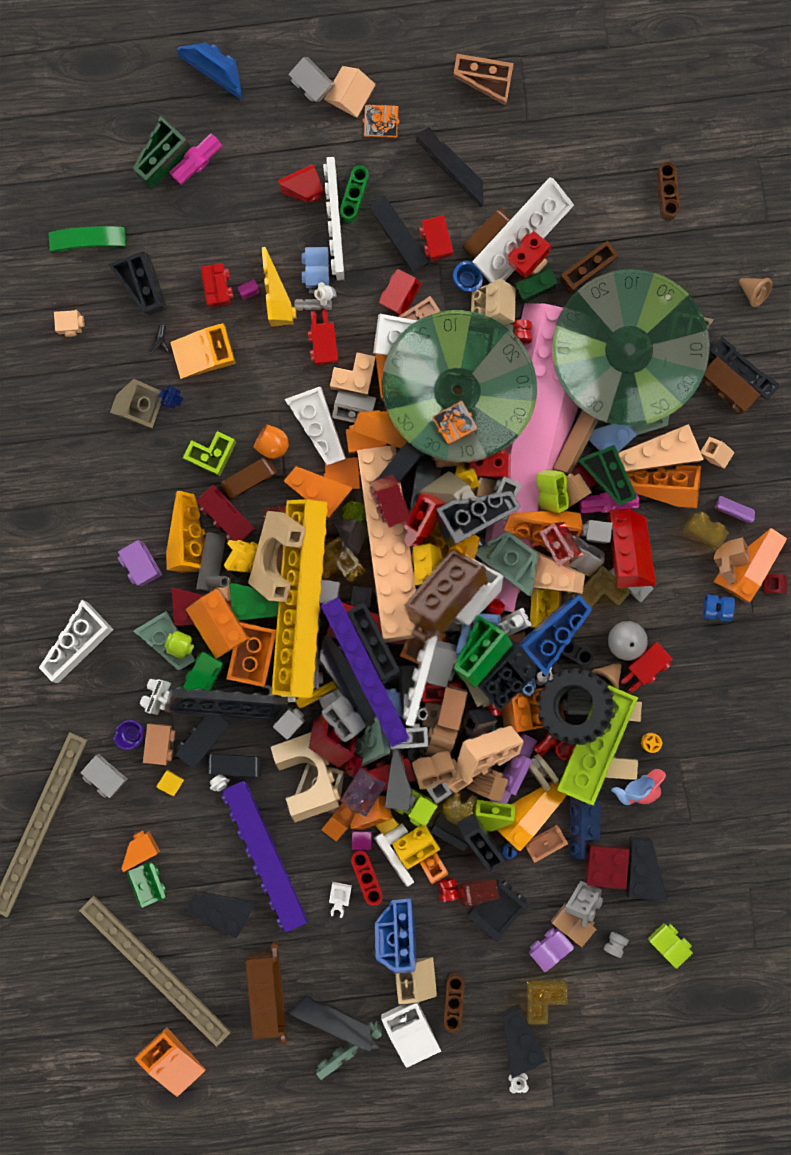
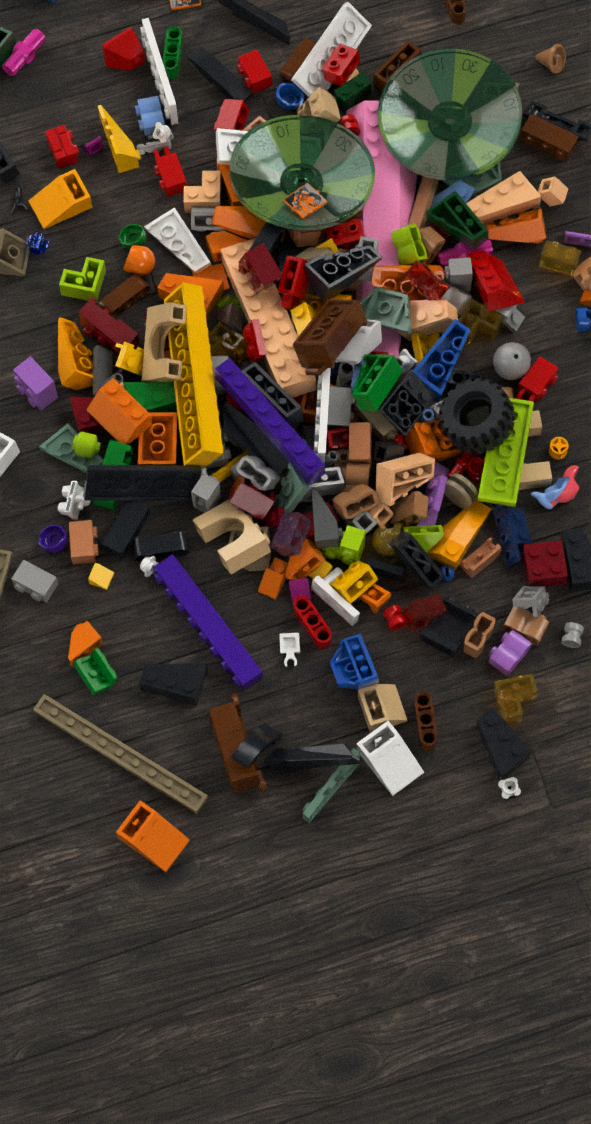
camera: 10 degrees left, 20 degrees down
(270, 410) = (132, 235): none -> green hair
(286, 1002) = (255, 743): none -> black slope
(369, 568) = (253, 335): none -> red plate
(528, 925) = (480, 633): none -> medium nougat brick

